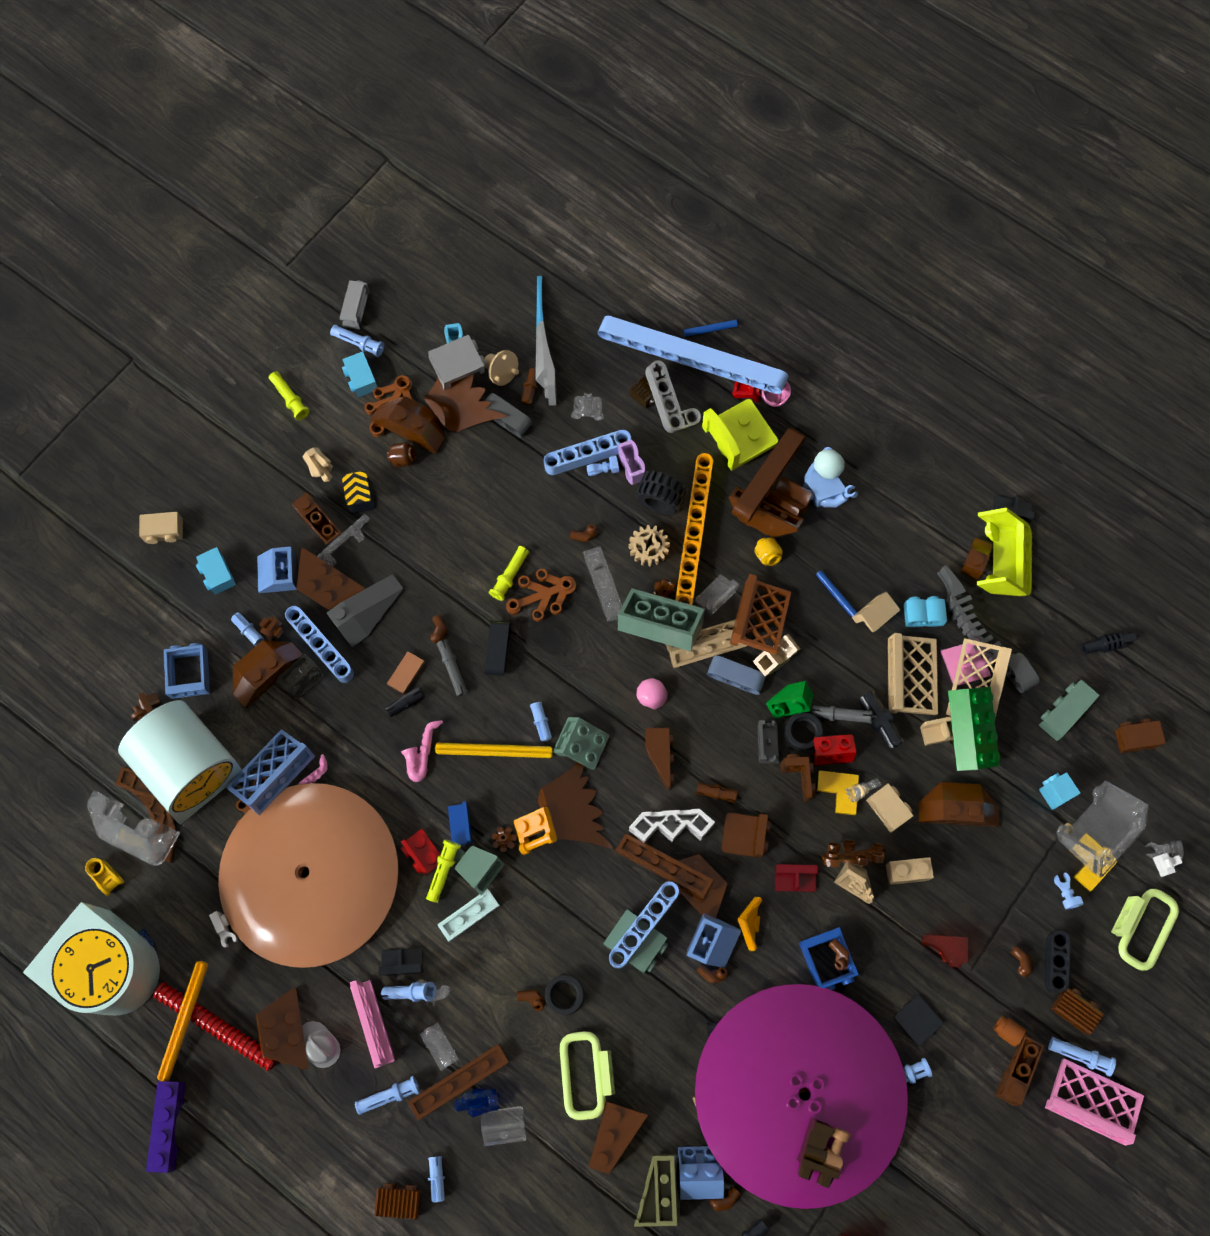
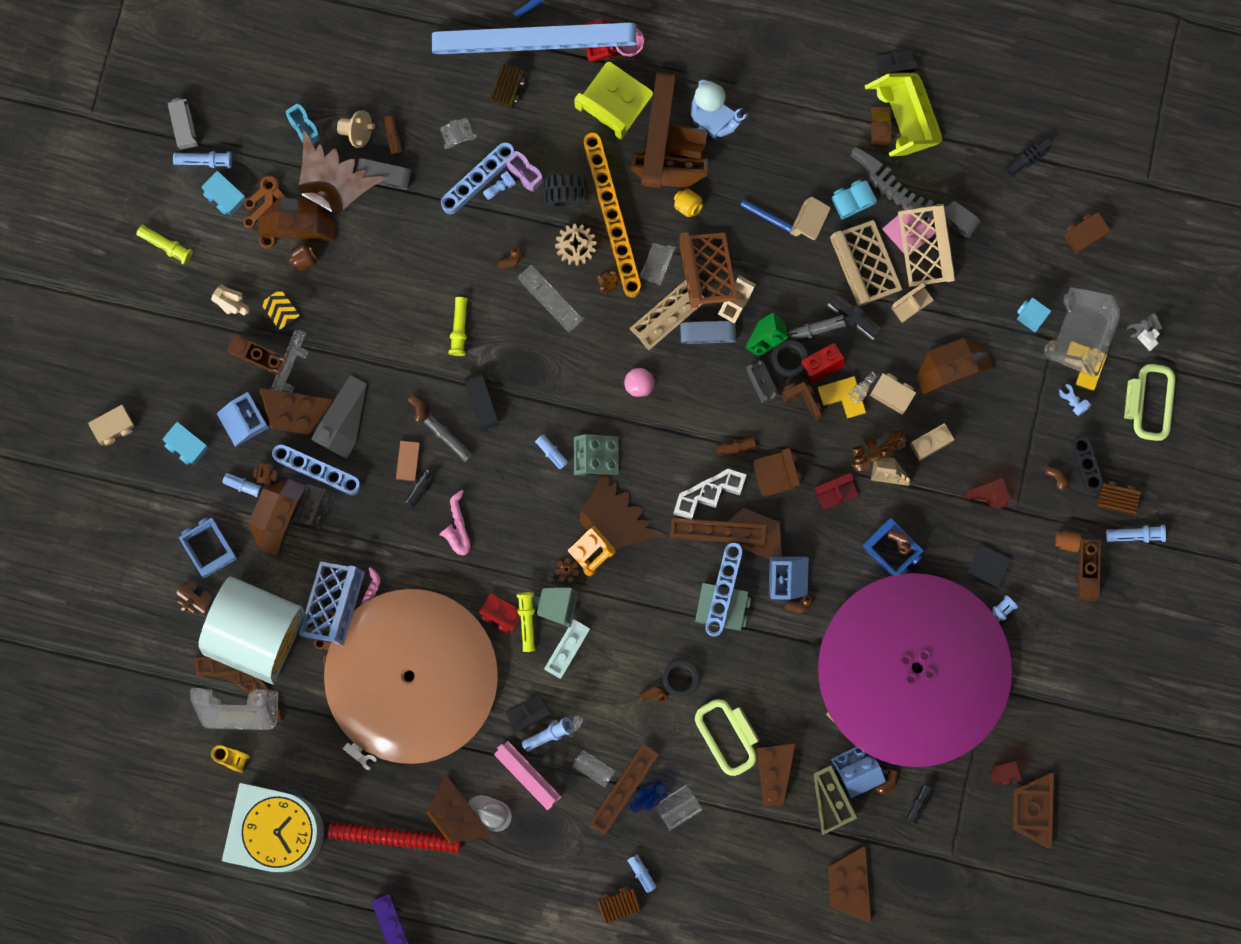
camera: 25 degrees left, 10 degrees up
(182, 1021) = (366, 844): light orange axle -> none
(396, 1092) = (576, 820): light blue pin -> none
(456, 360) = (315, 144): light grey panel -> none
(460, 824) = (522, 574): blue panel -> none
(493, 750) = (520, 496): yellow axle -> none
(544, 366) = (399, 111): light grey plate -> none
(544, 594) = (500, 332): dark orange plant -> none
(658, 750) = (666, 429): reddish brown slope -> none
(661, 619) = (619, 312): sand green brick -> none
(670, 397) = (530, 90): light grey beam -> none
(750, 922) = (812, 547): light orange tile -> none
(819, 1158) = (947, 712): dark brown hips -> none
(974, 728) = (938, 291): green brick -> none
(1068, 709) = (1015, 235): sand green brick -> none
(1094, 1120) = (1165, 584): bright pink fence -> none

